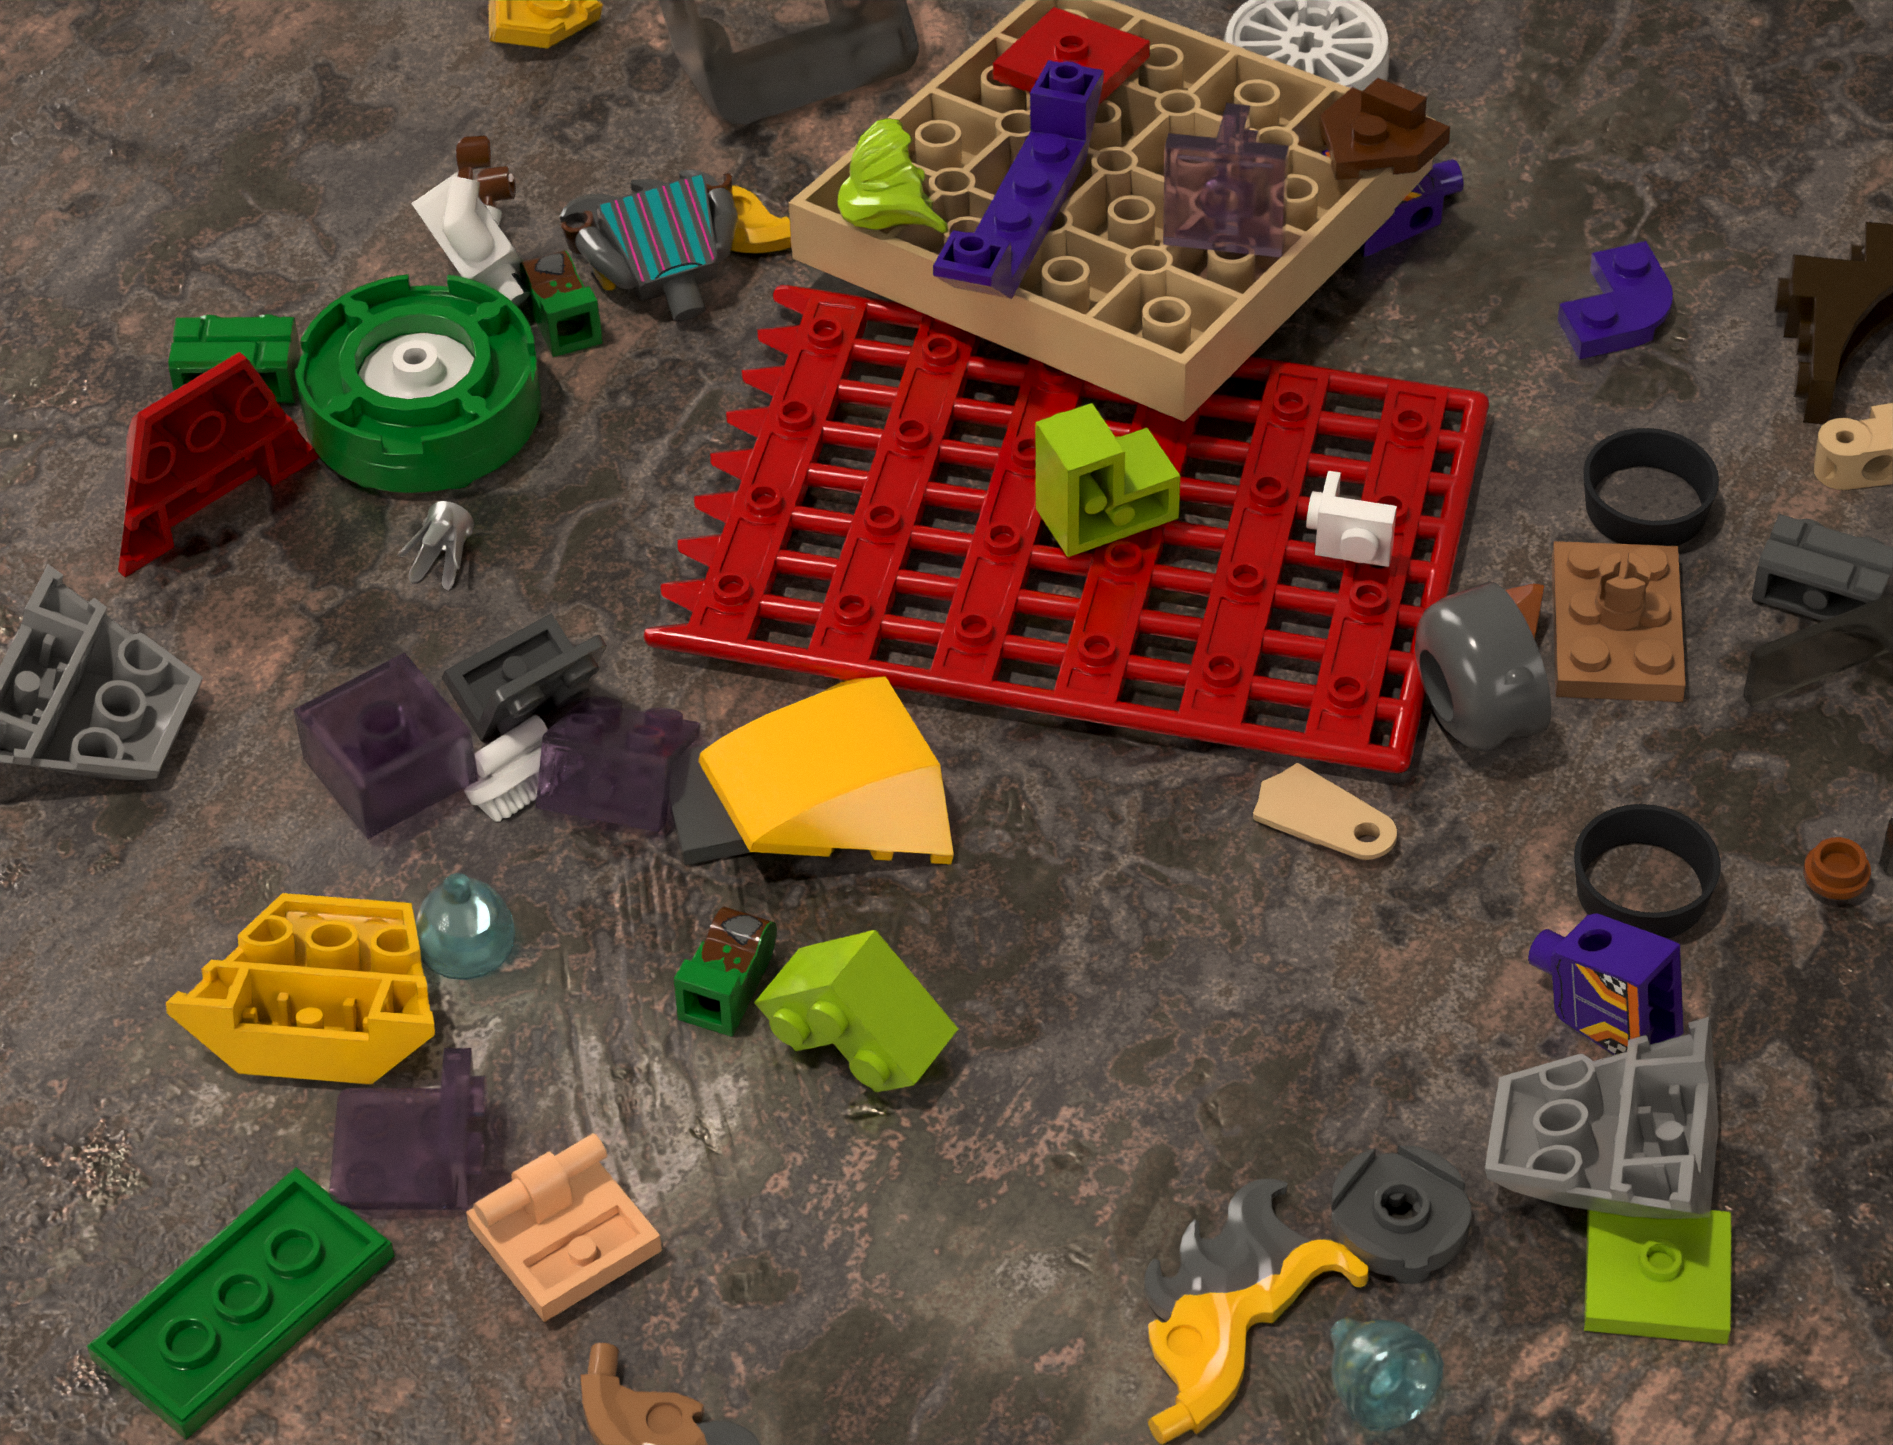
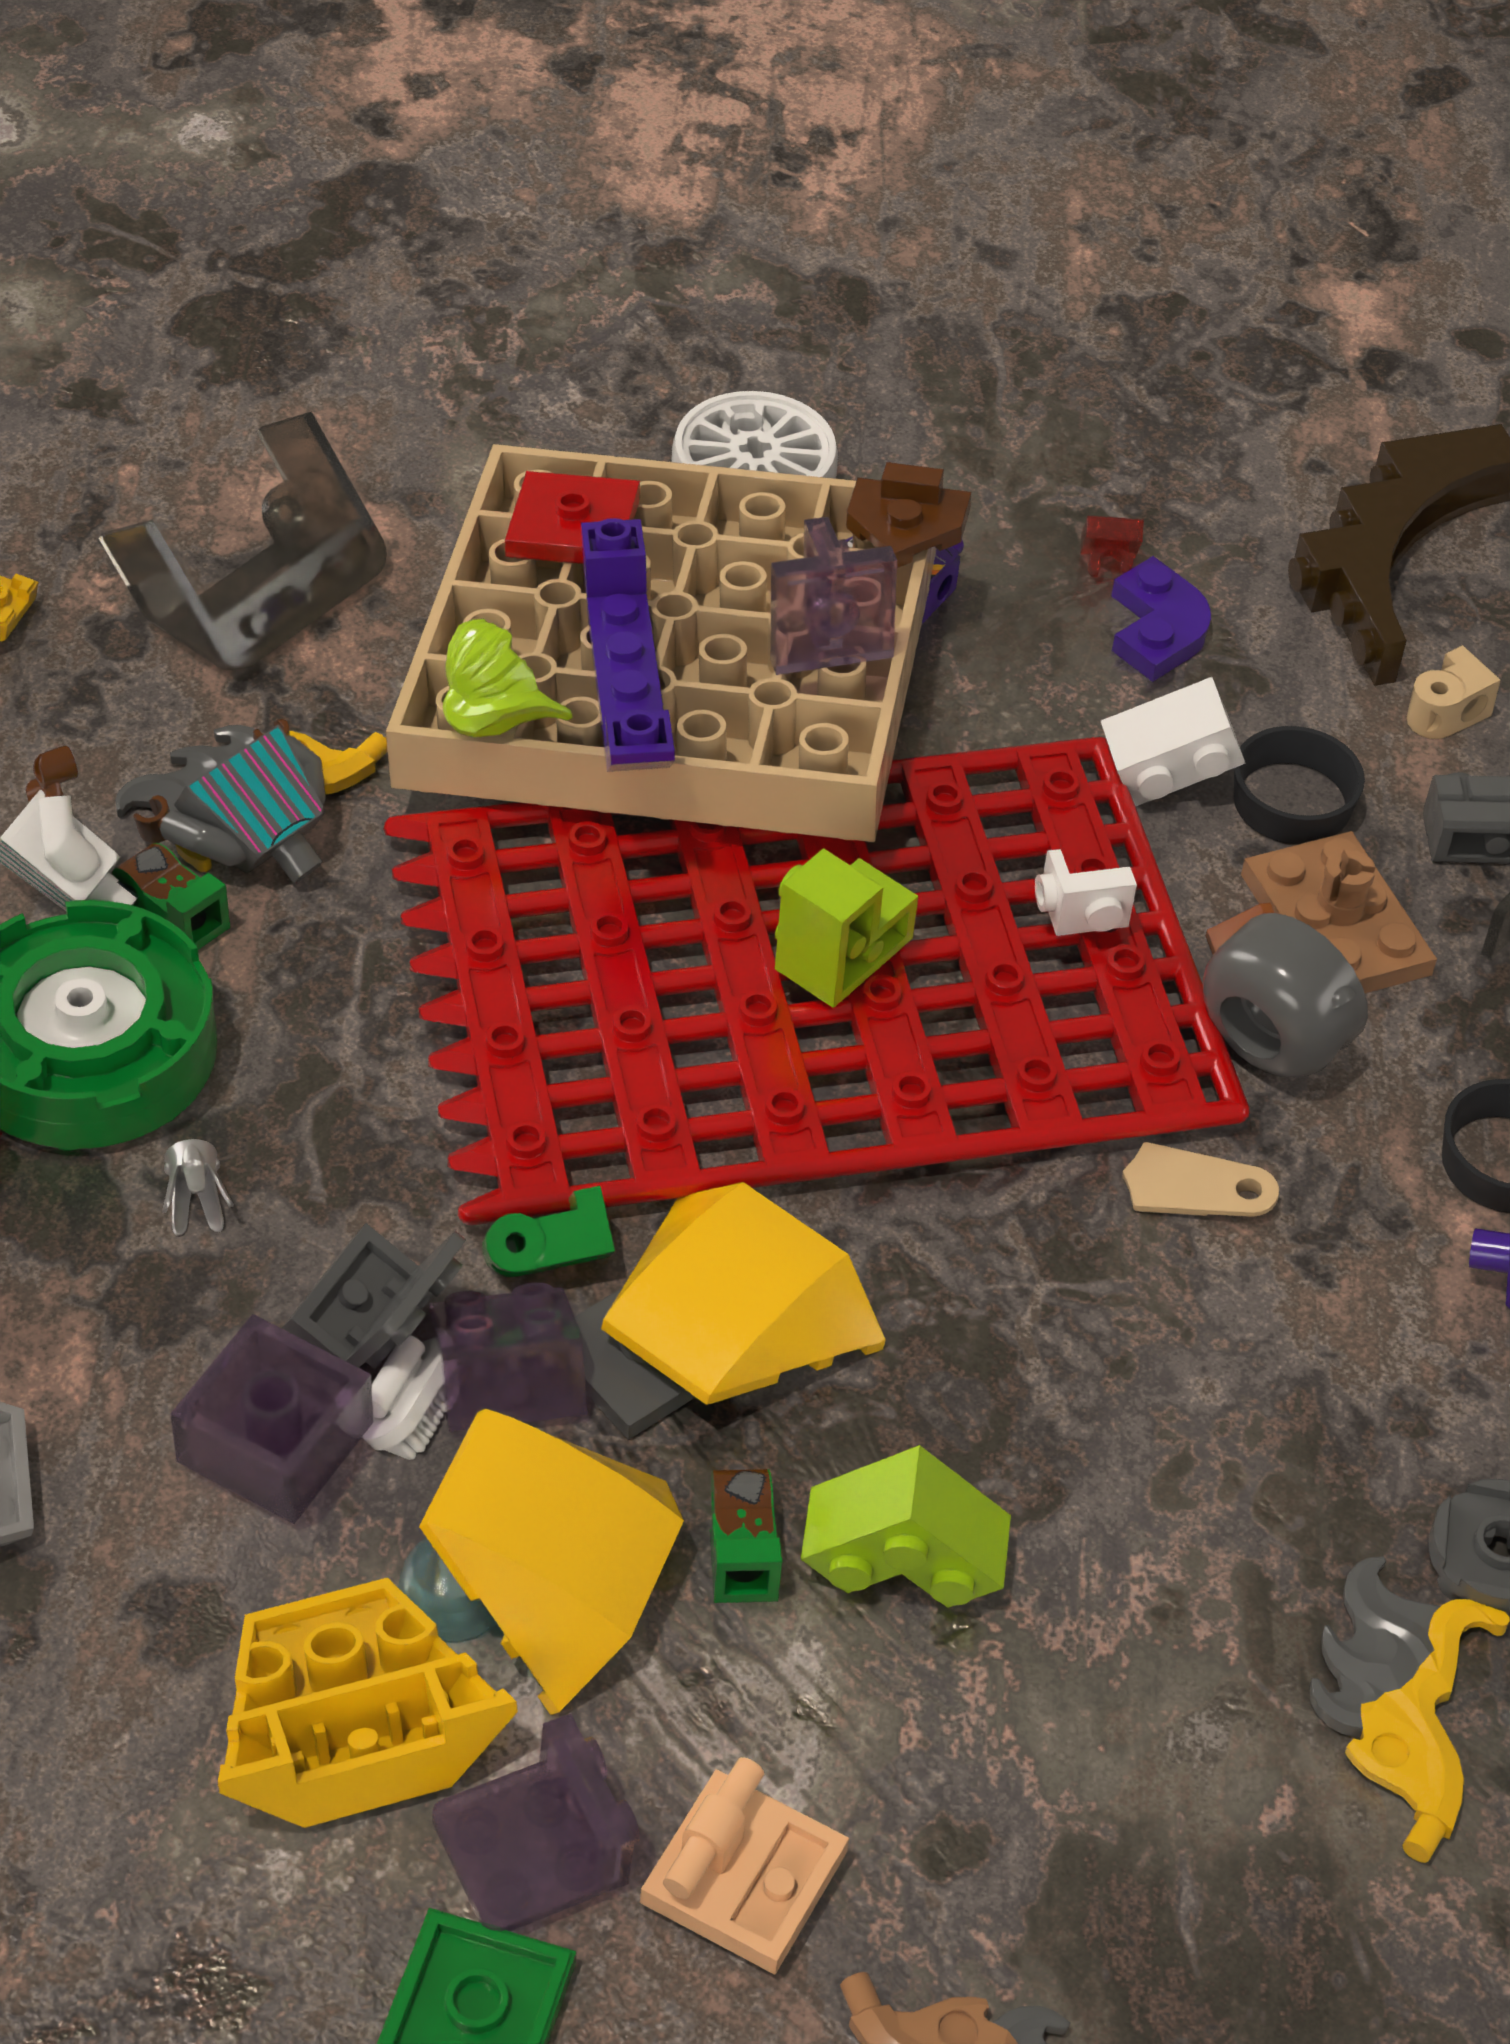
camera: 30 degrees left, 0 degrees up
(544, 912) = (551, 1546): none -> yellow wedge
(706, 678) = (527, 1246): none -> green leg
(1539, 413) = (1173, 741): none -> white brick
(1610, 213) = (1113, 538): none -> clear red tile

